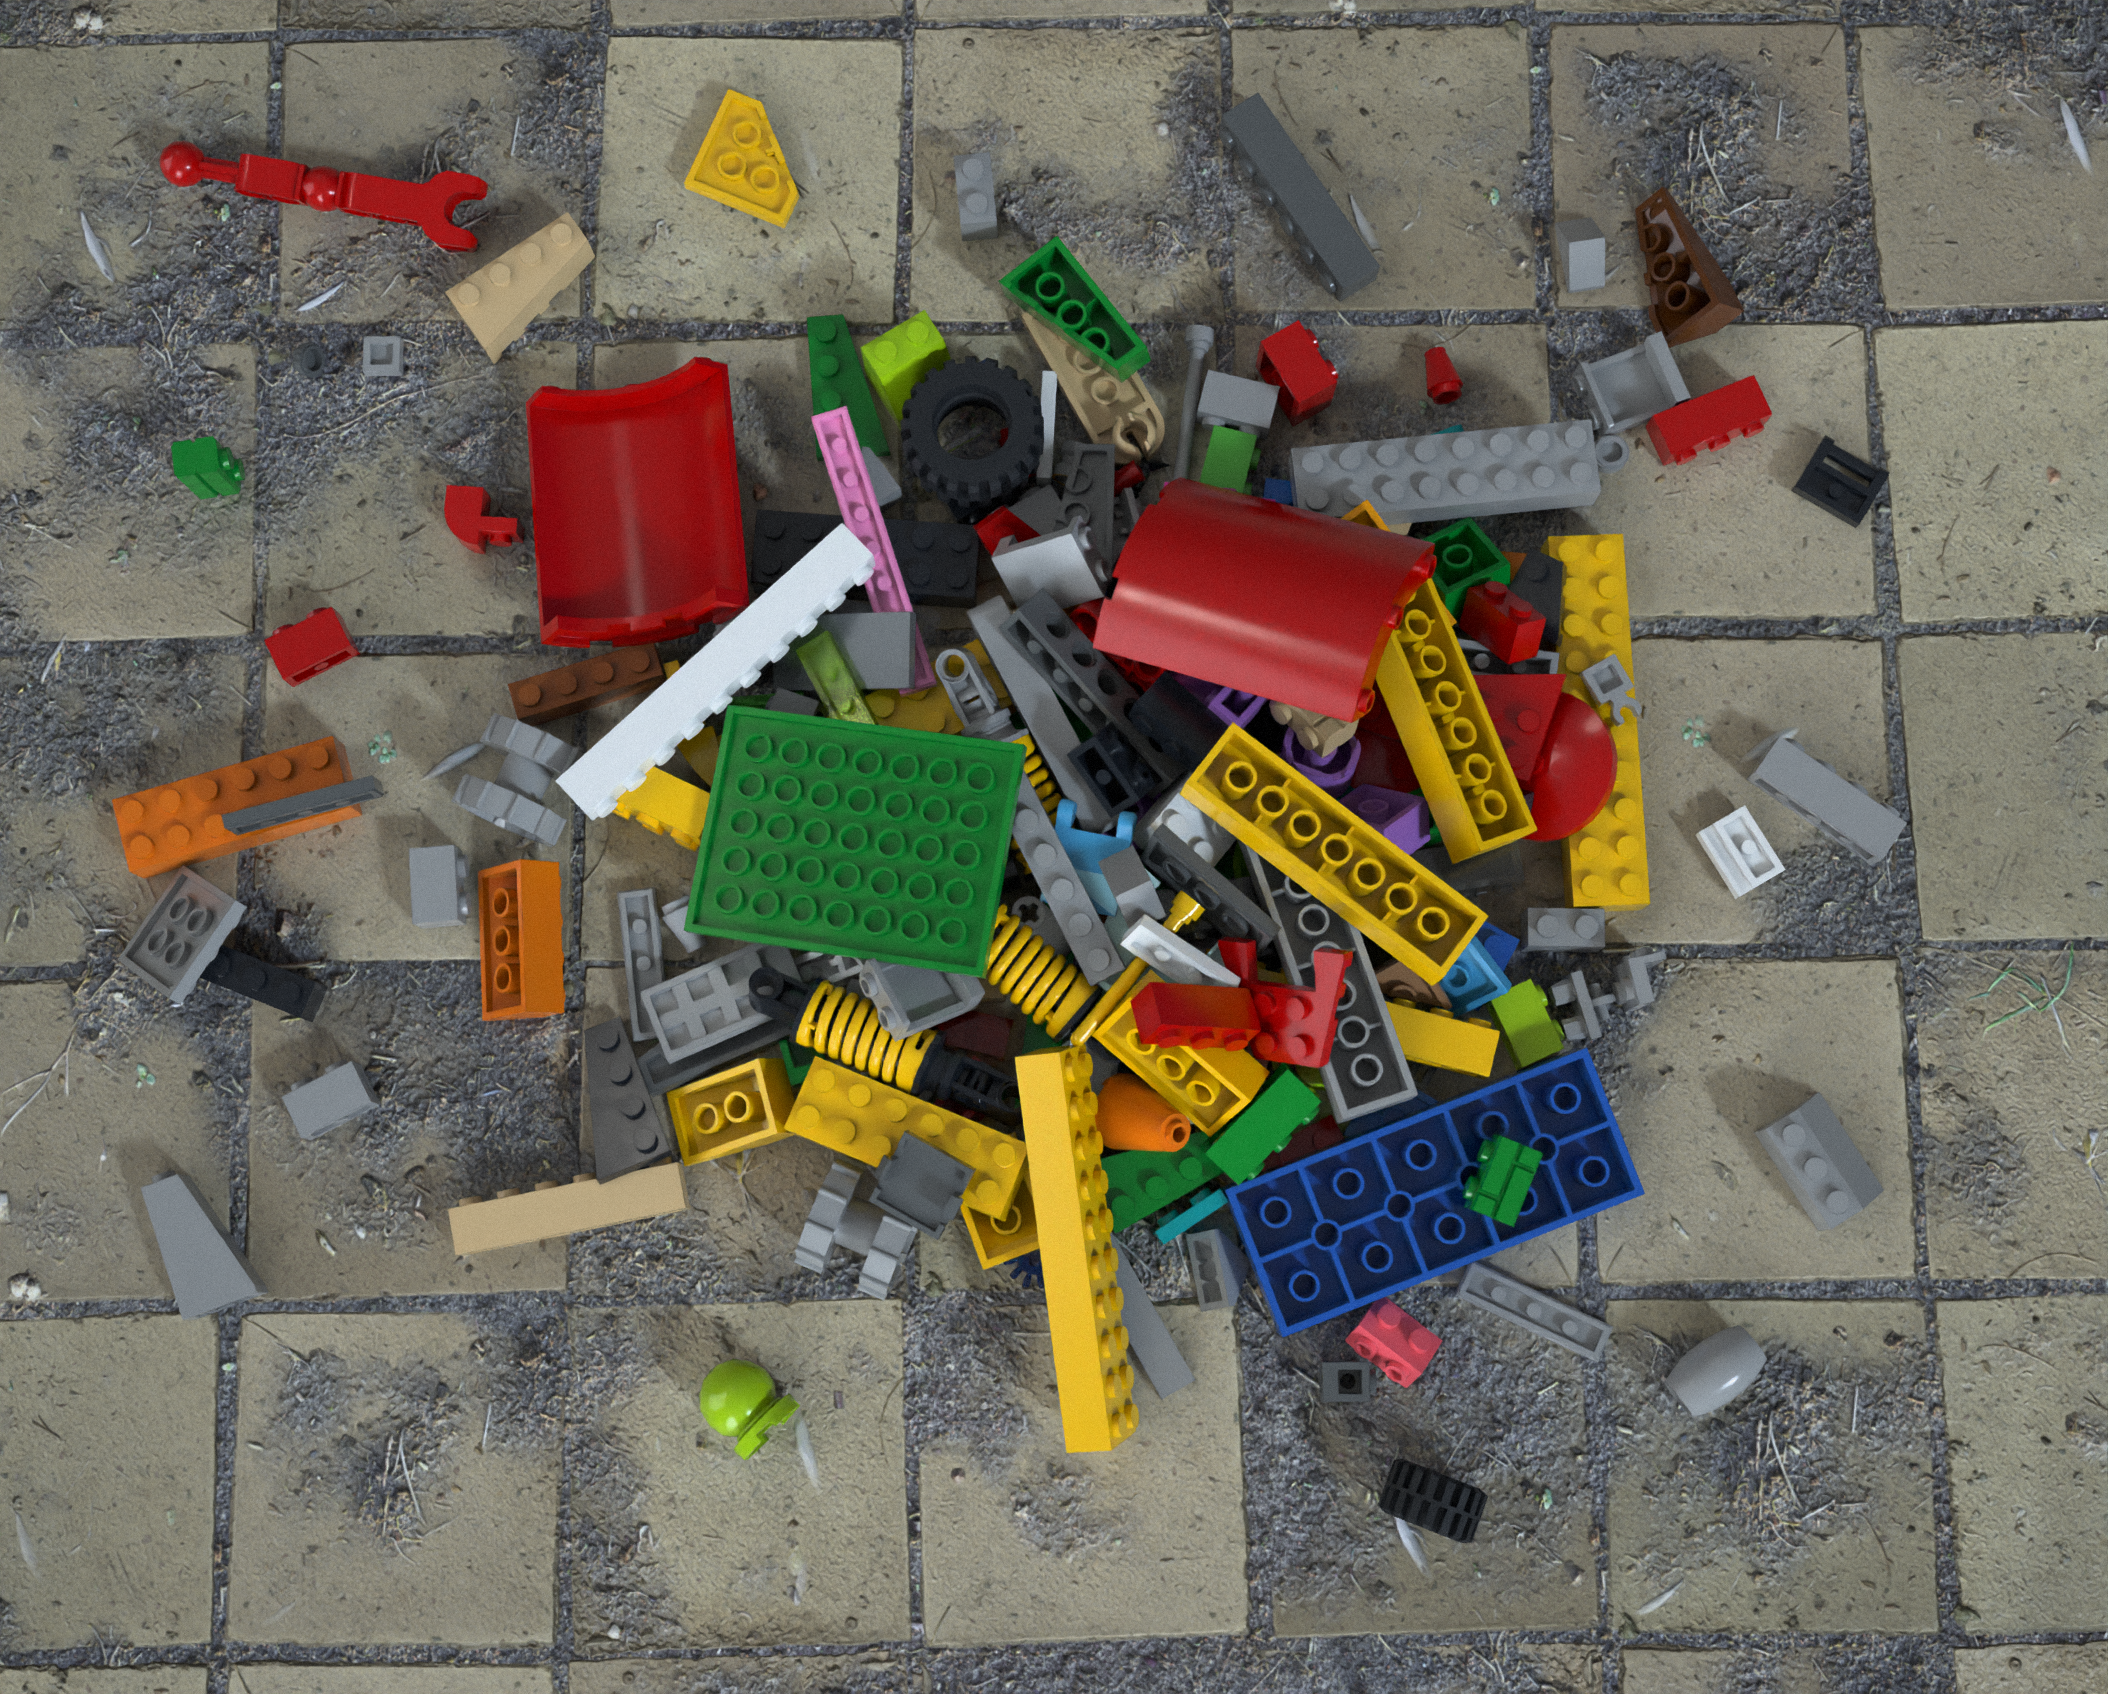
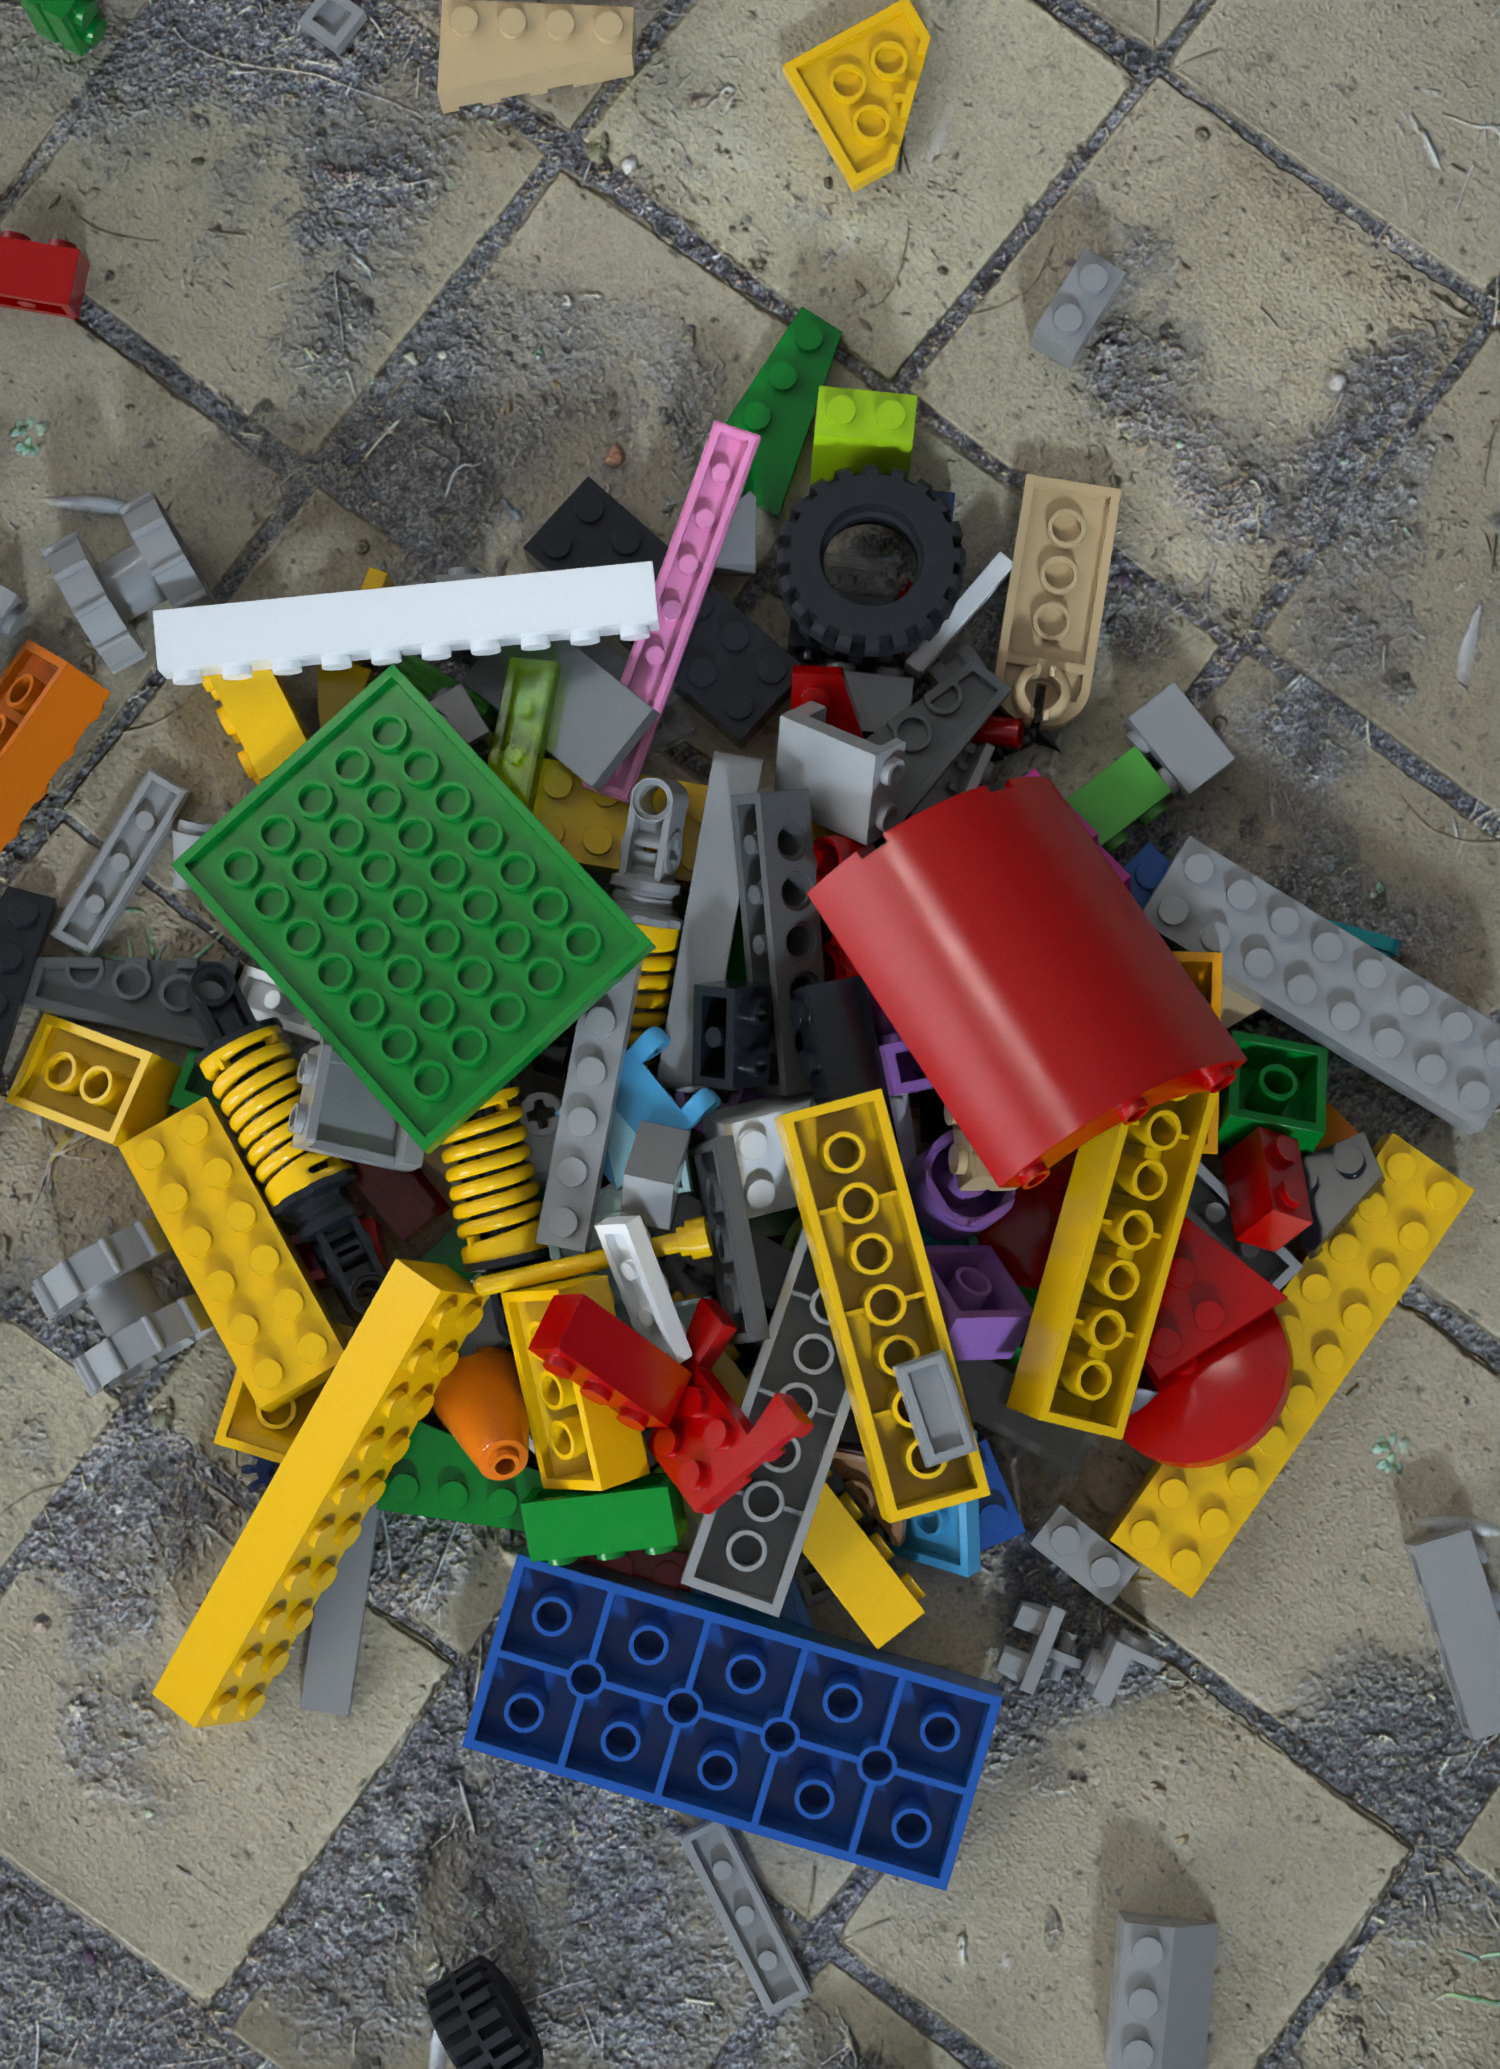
camera: 40 degrees right, 5 degrees up
(469, 520) = (290, 261): red brick -> none
(587, 684) = (279, 528): dark orange brick -> none
(636, 509) = (462, 380): red panel -> none
(712, 1000) = (150, 954): light grey plate -> none
(921, 1184) = (204, 1314): dark grey piece -> none
(1069, 303) = (1082, 498): green wedge -> none
(1198, 341) = (1192, 642): light grey piece -> none
(1203, 1205) = (447, 1546): teal plate -> none
(1217, 1268) = (457, 1622): light grey slope -> none
(1295, 365) = (1267, 755): red brick -> none
(1298, 198) = (1420, 566): dark grey brick -> none
(1329, 1381) = (478, 1840): dark grey brick -> none
(1393, 1342) = (578, 1835): coral bracket -> none
(1415, 888) = (934, 1408): none -> light grey tile
(1441, 377) = (1420, 875): red cone -> none
(1501, 1179) = (805, 1765): green brick -> none
(1525, 1024) = (966, 1621): lime brick -> none
(1608, 684) = (1328, 1338): light grey plate -> none
(1740, 852) = (1334, 1615): white plate -> none

